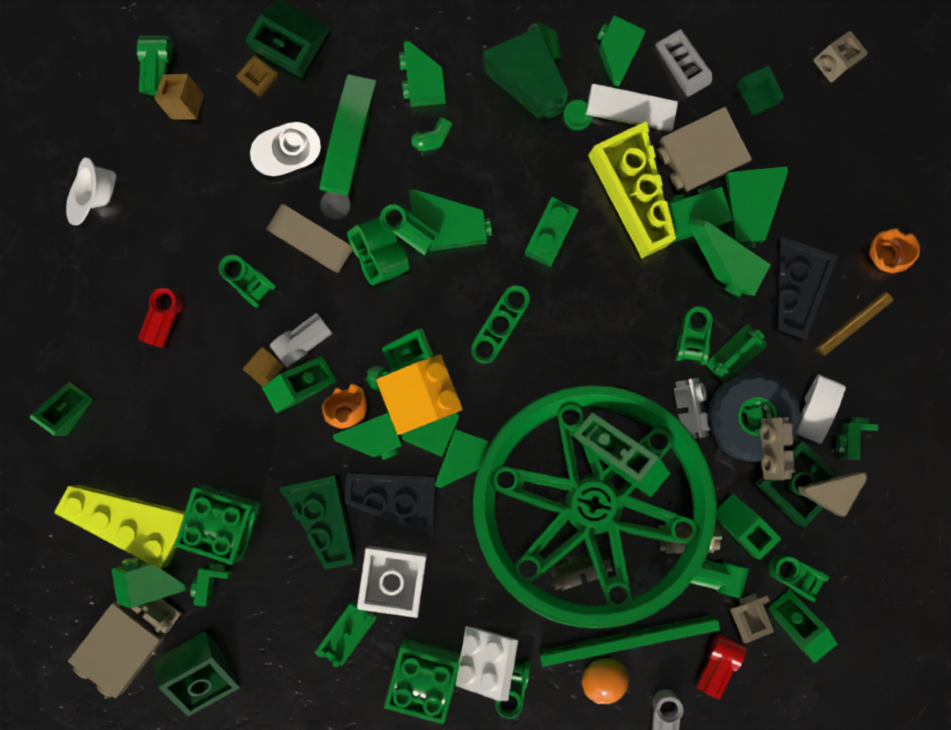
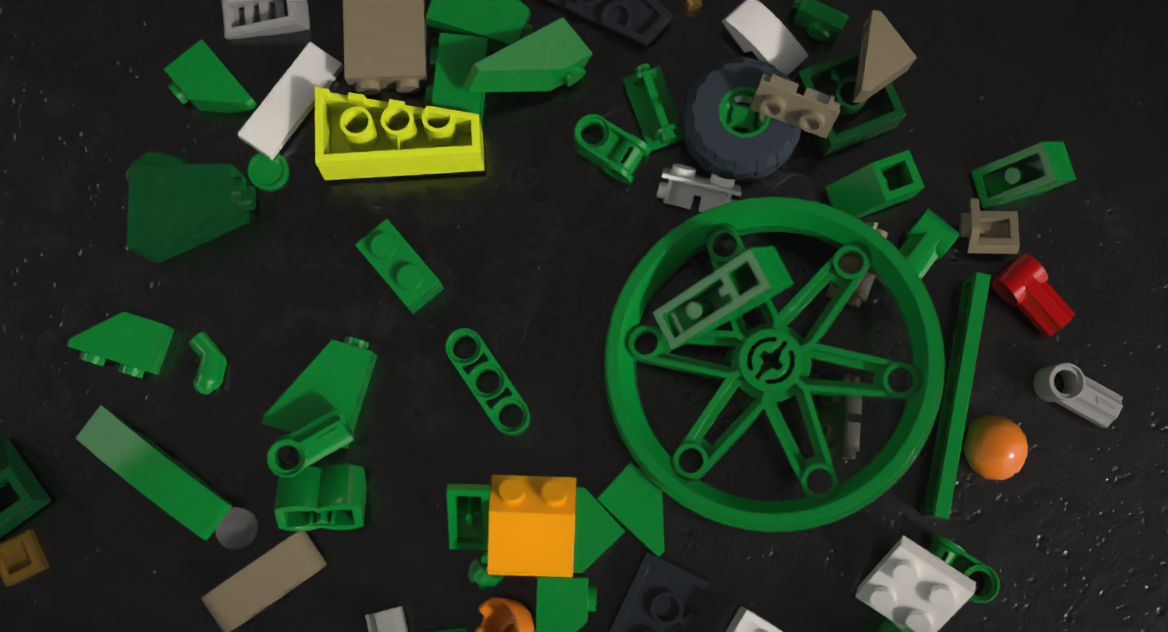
camera: 75 degrees left, 5 degrees down
(285, 148) = (130, 562): white piece -> none
(801, 577) = (962, 150): green piece -> none

